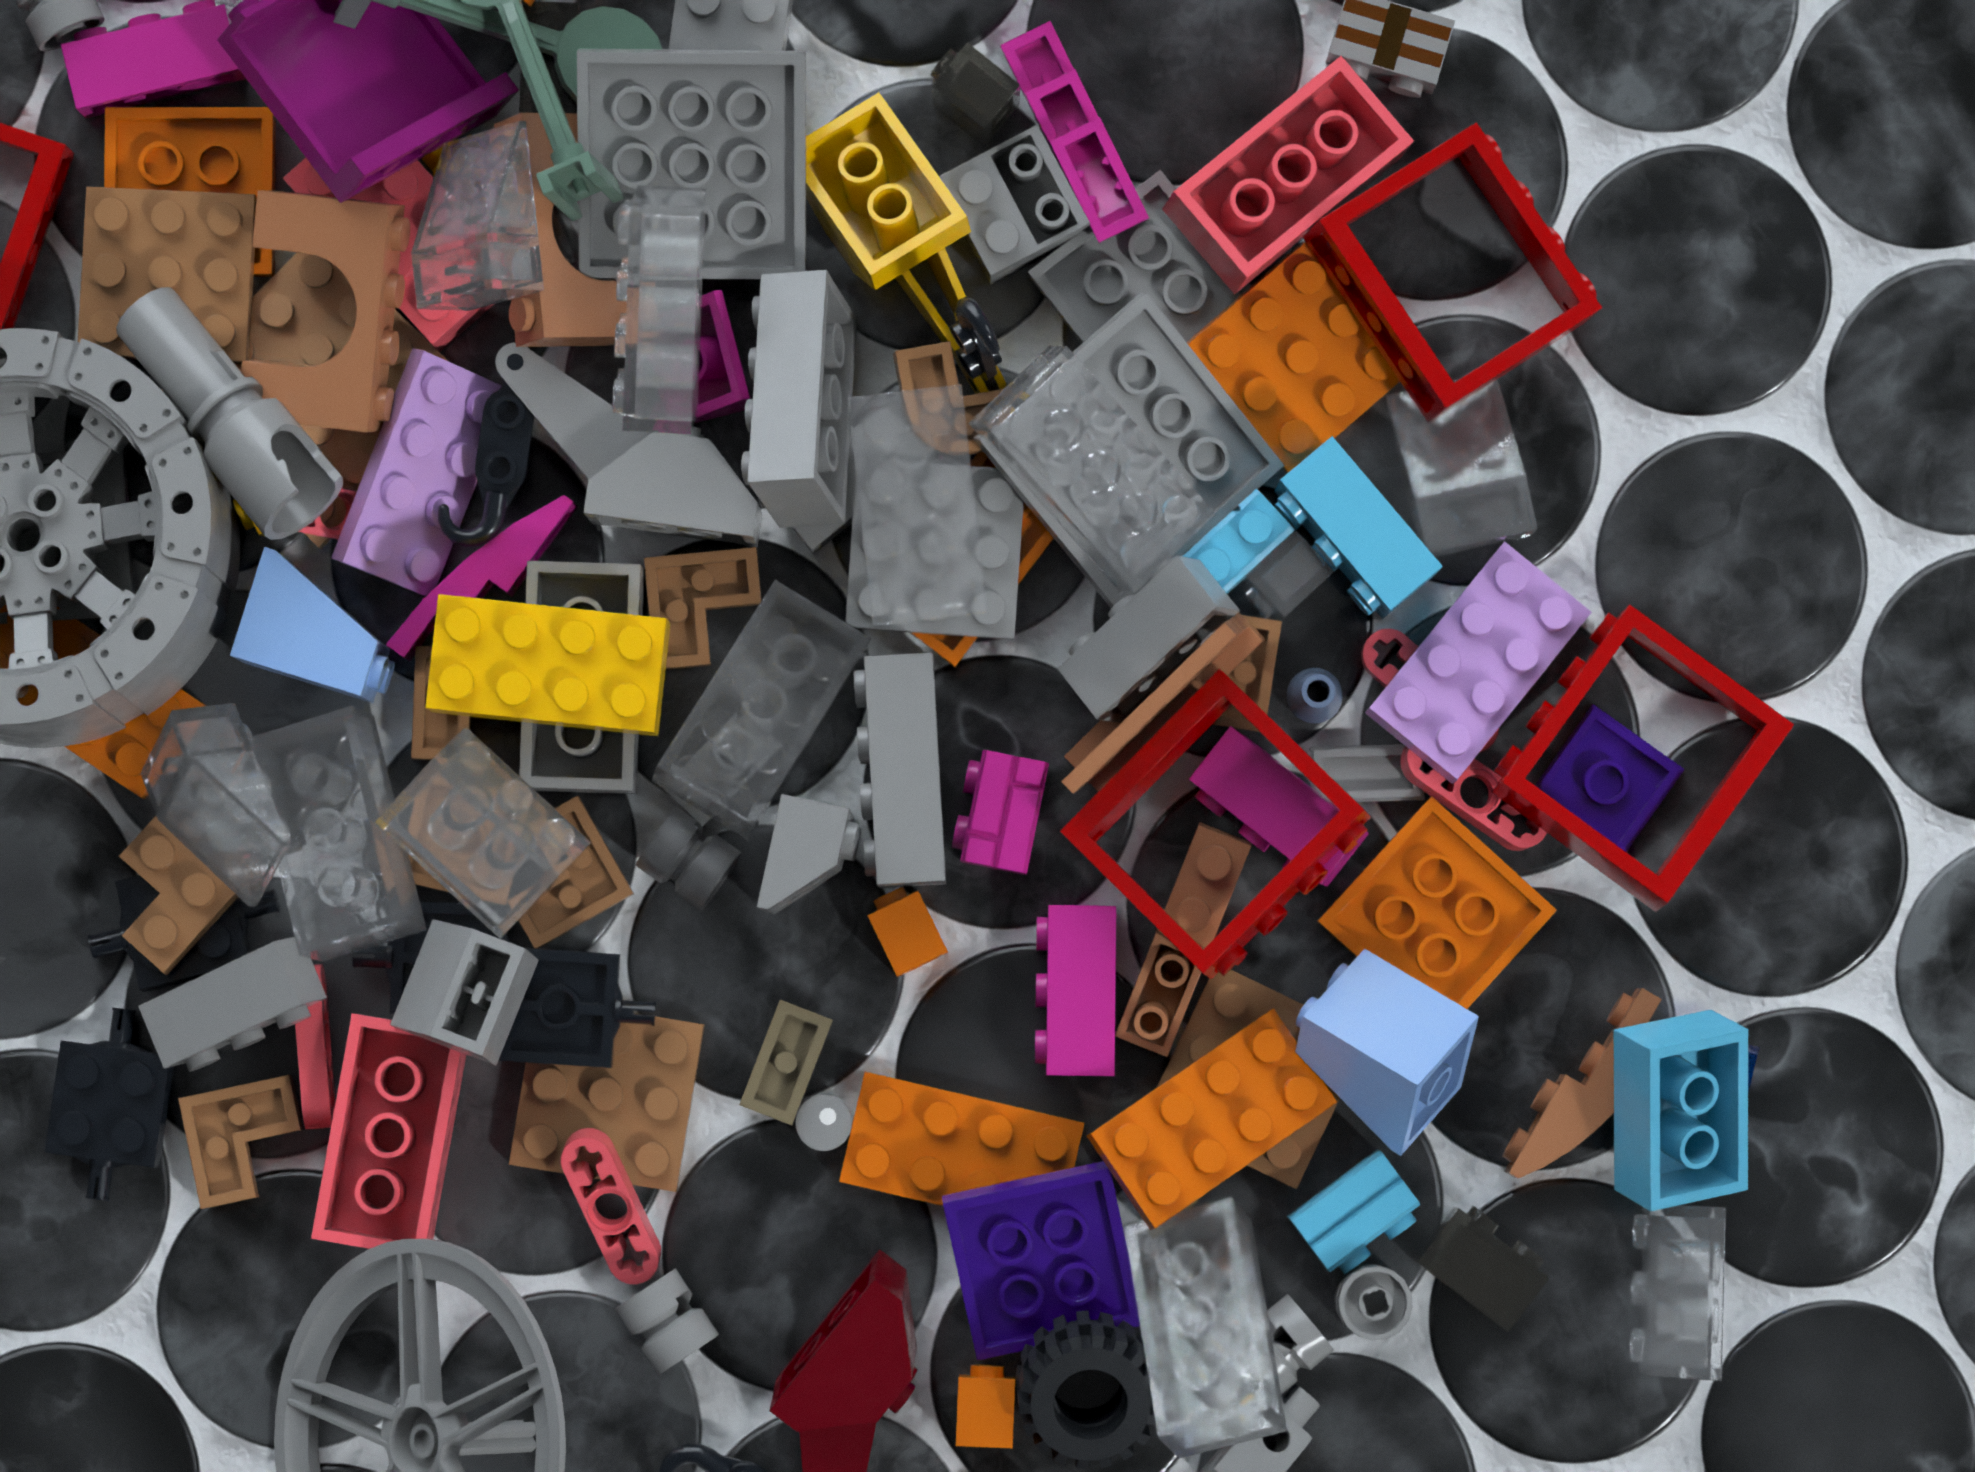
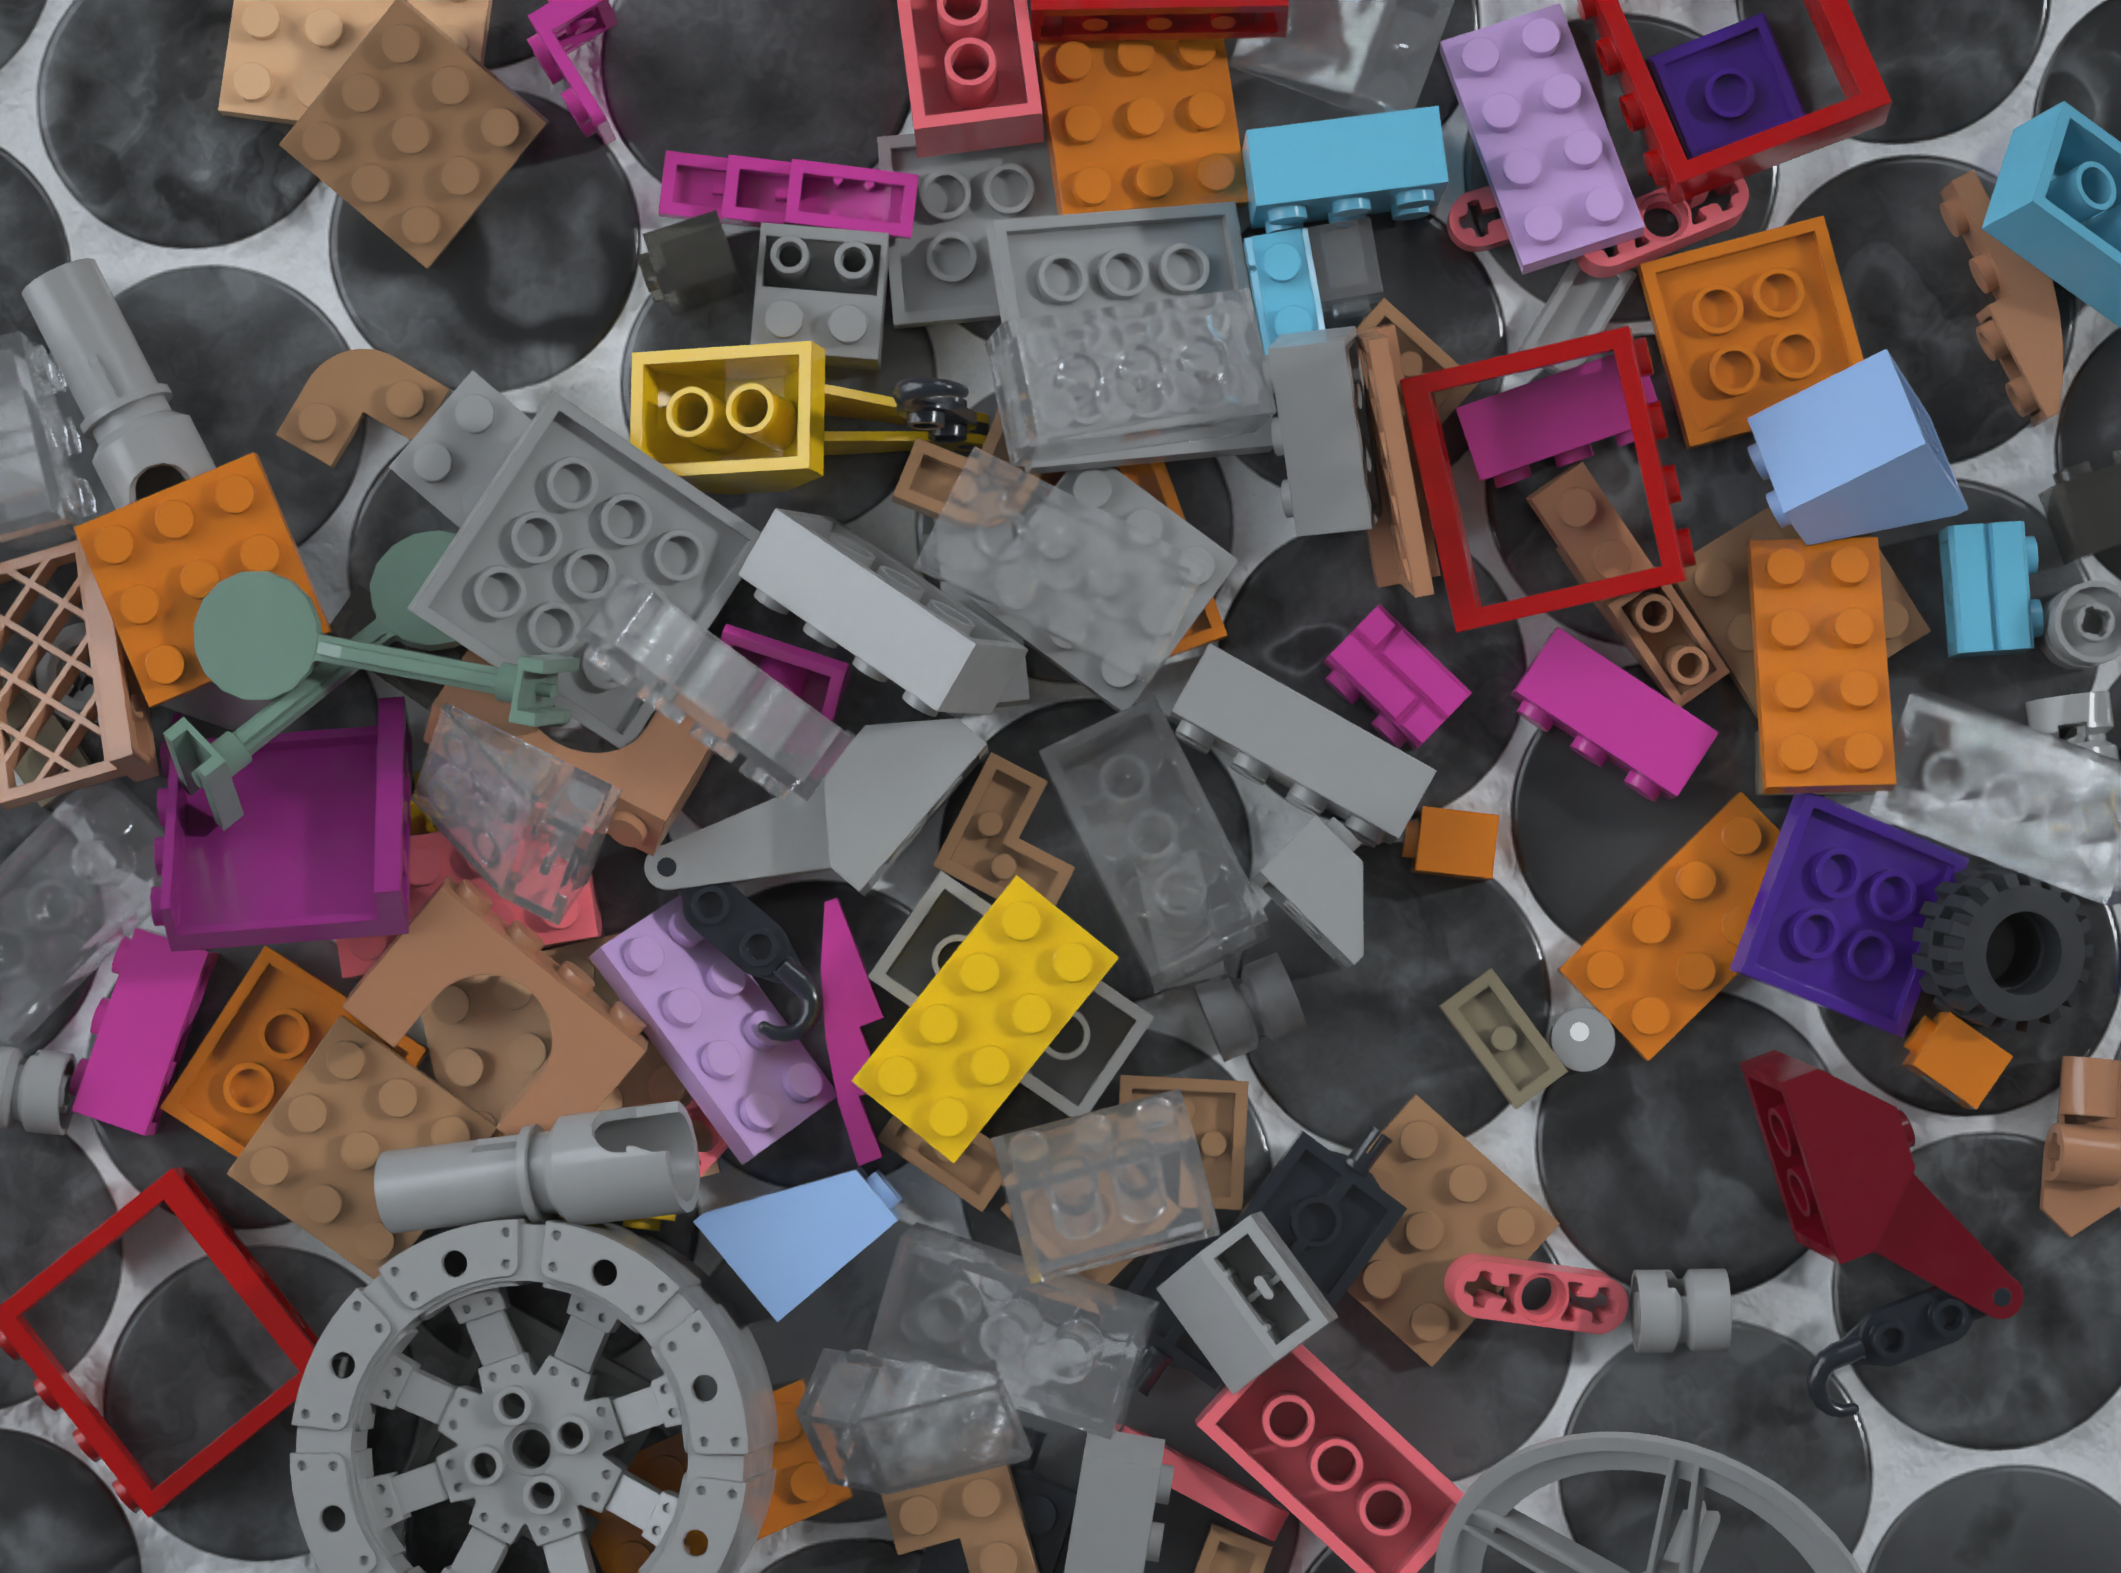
camera: 60 degrees left, 0 degrees up
(1303, 706) = (1464, 326): sand blue cone -> none

